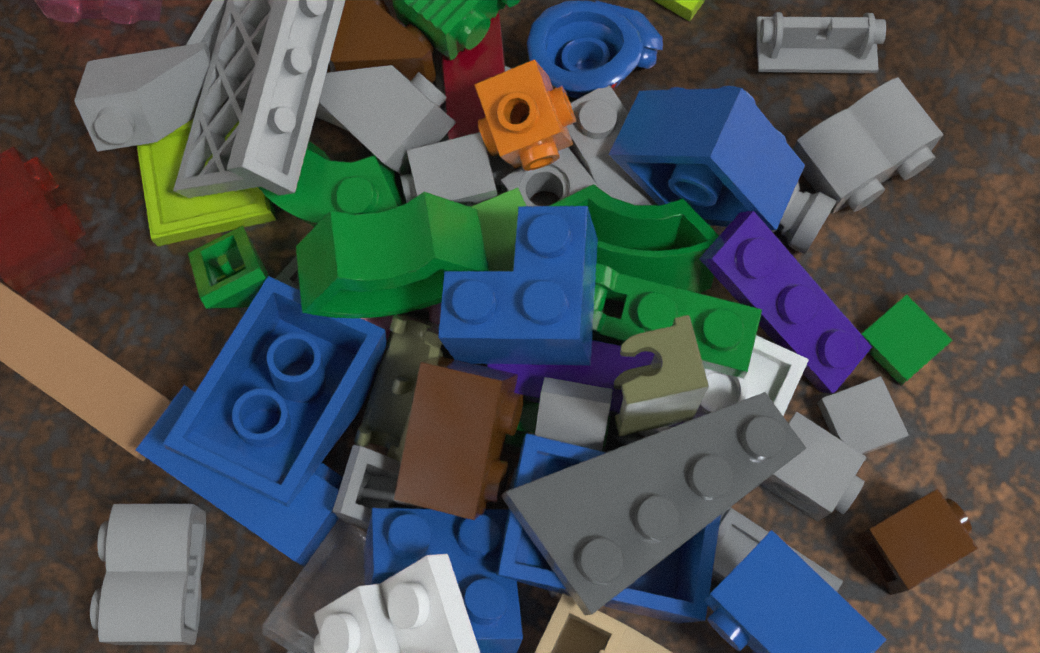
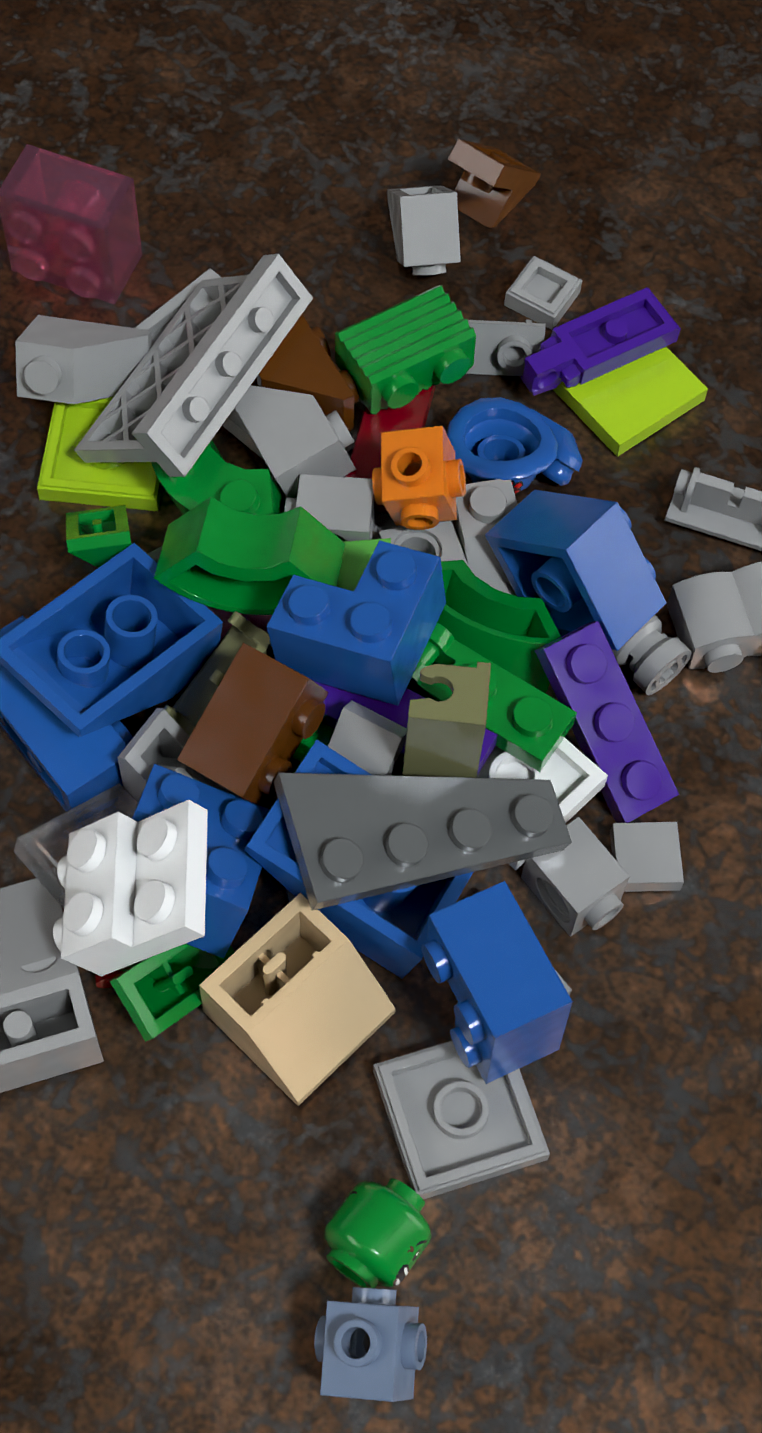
camera: 10 degrees right, 10 degrees down
(905, 339) = (714, 800): green tile -> none
(917, 542) = (653, 974): reddish brown brick -> none

